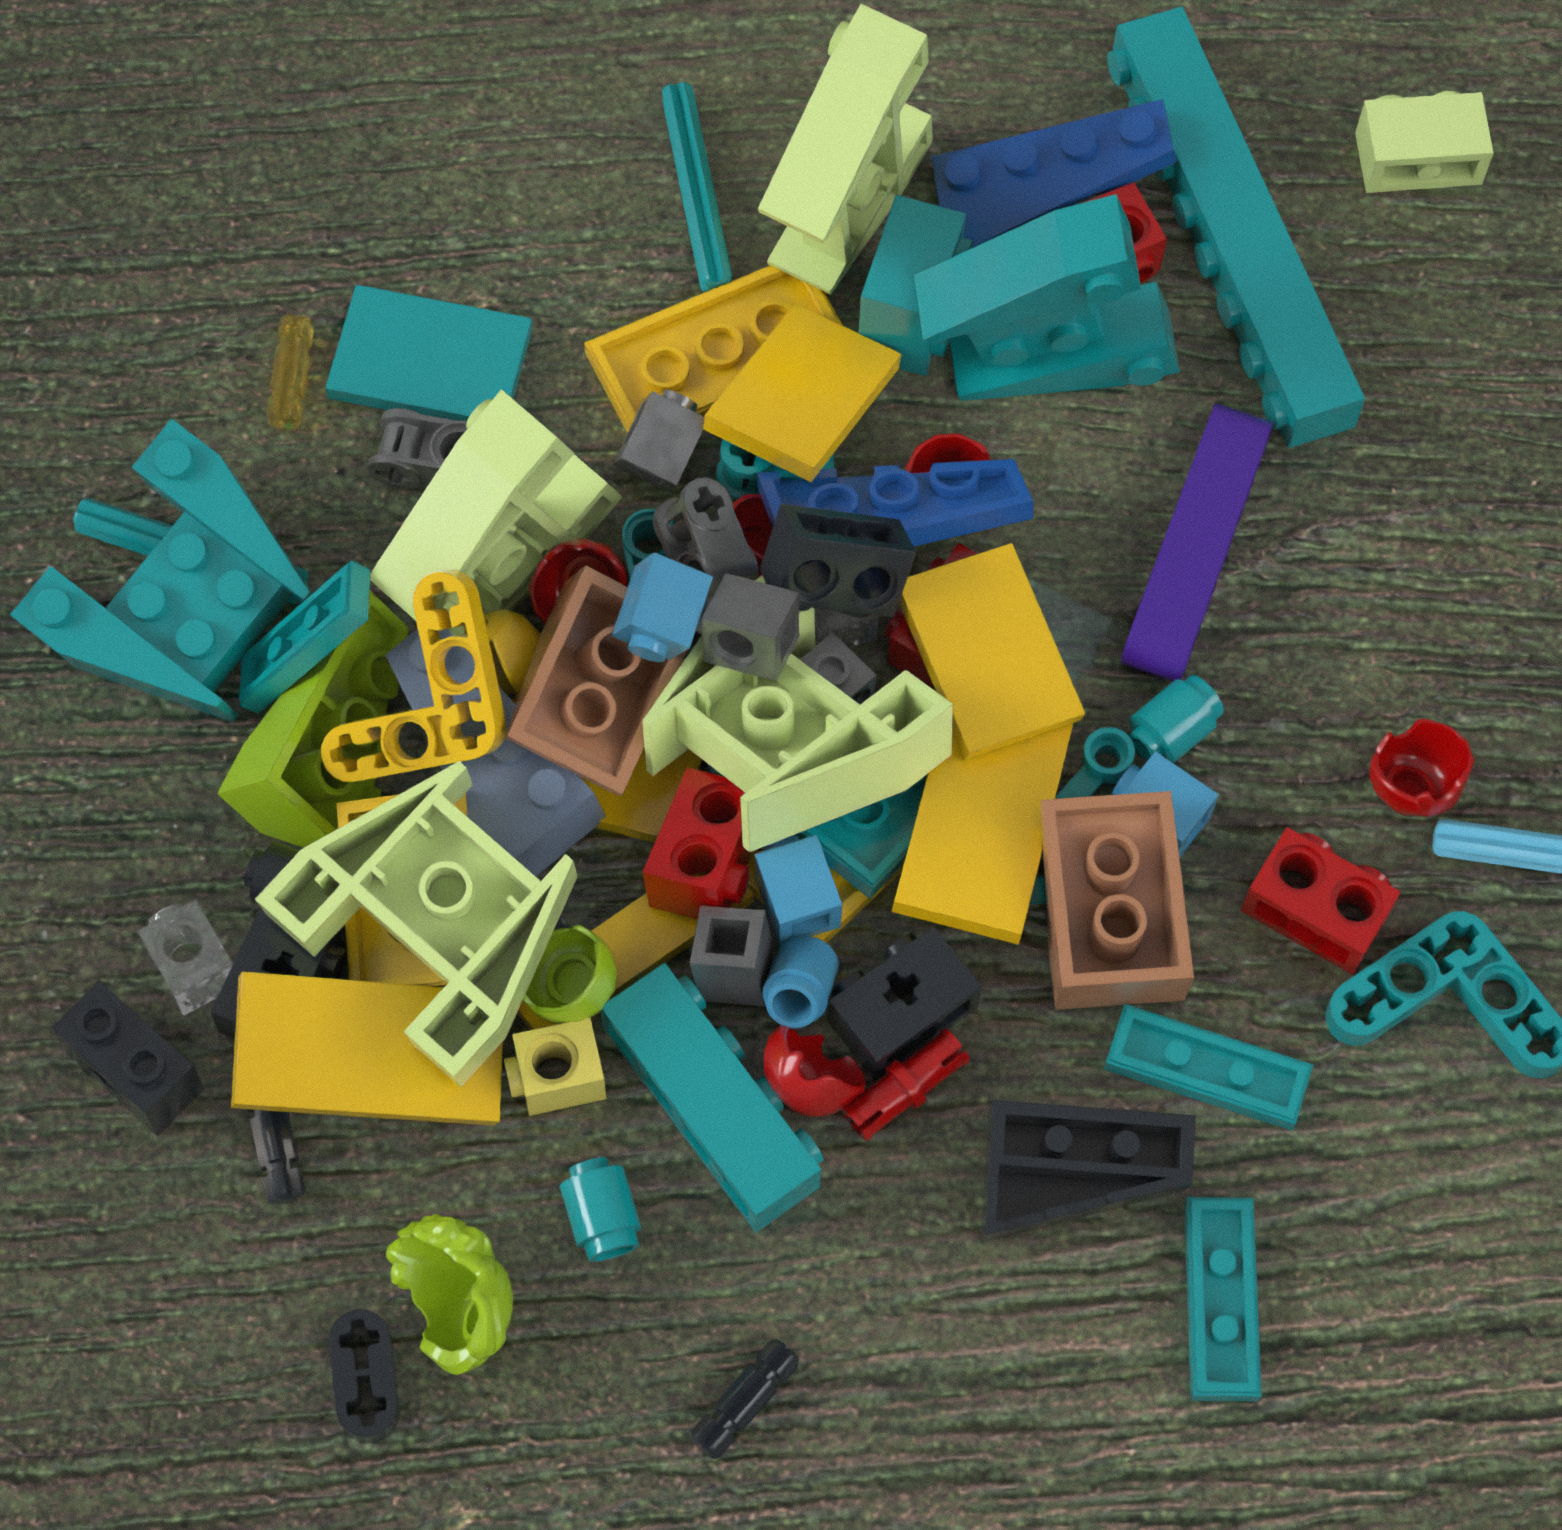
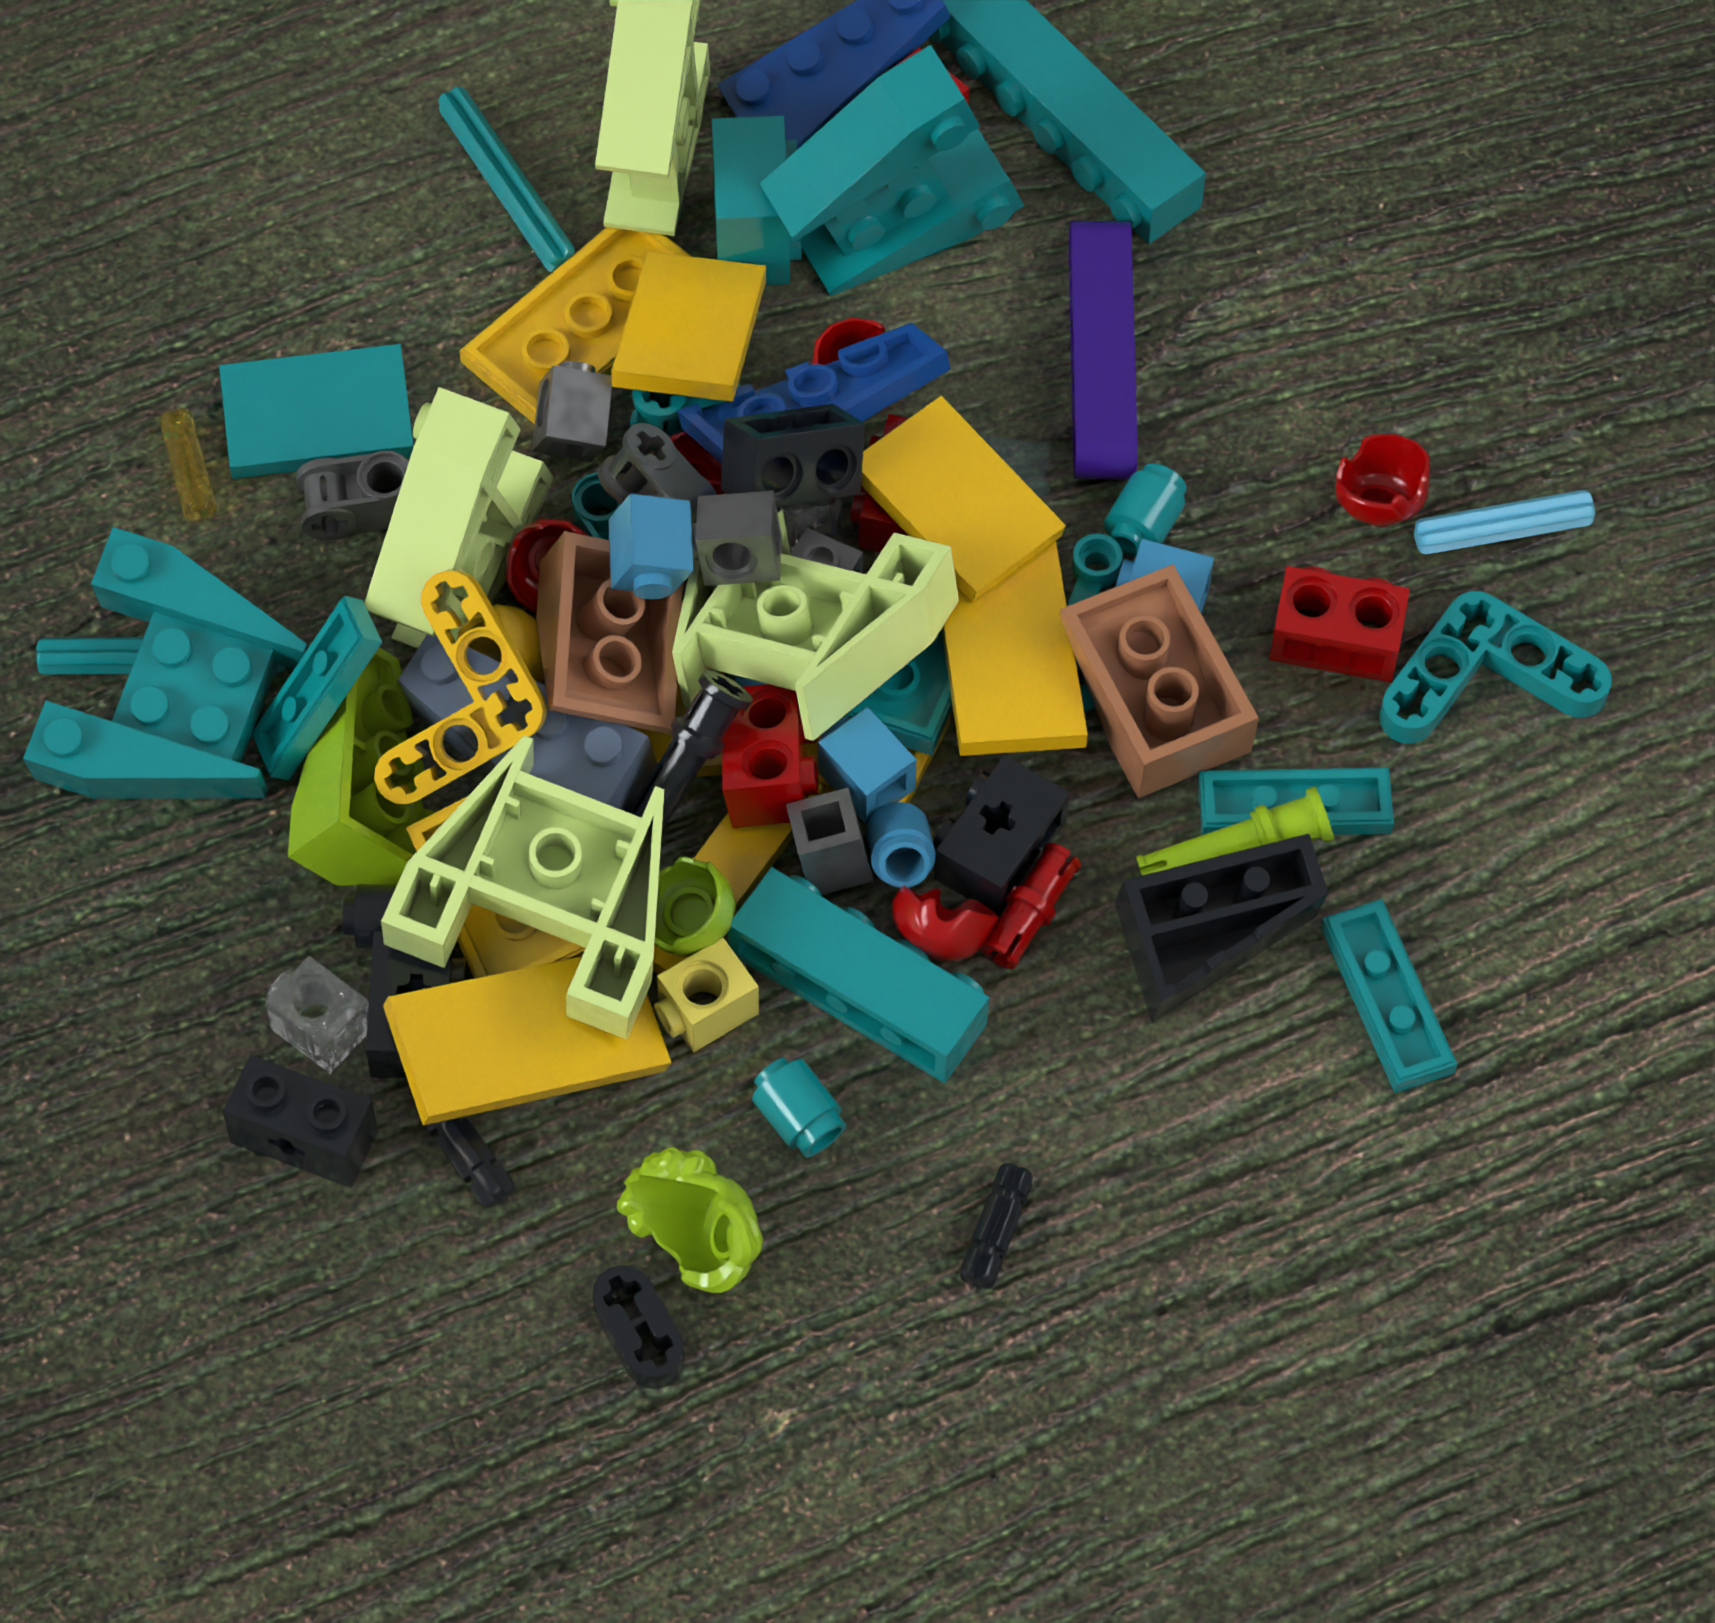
camera: 20 degrees left, 5 degrees down
(636, 812) = (695, 738): none -> black pin
(1161, 1091) = (1265, 827): none -> lime pin

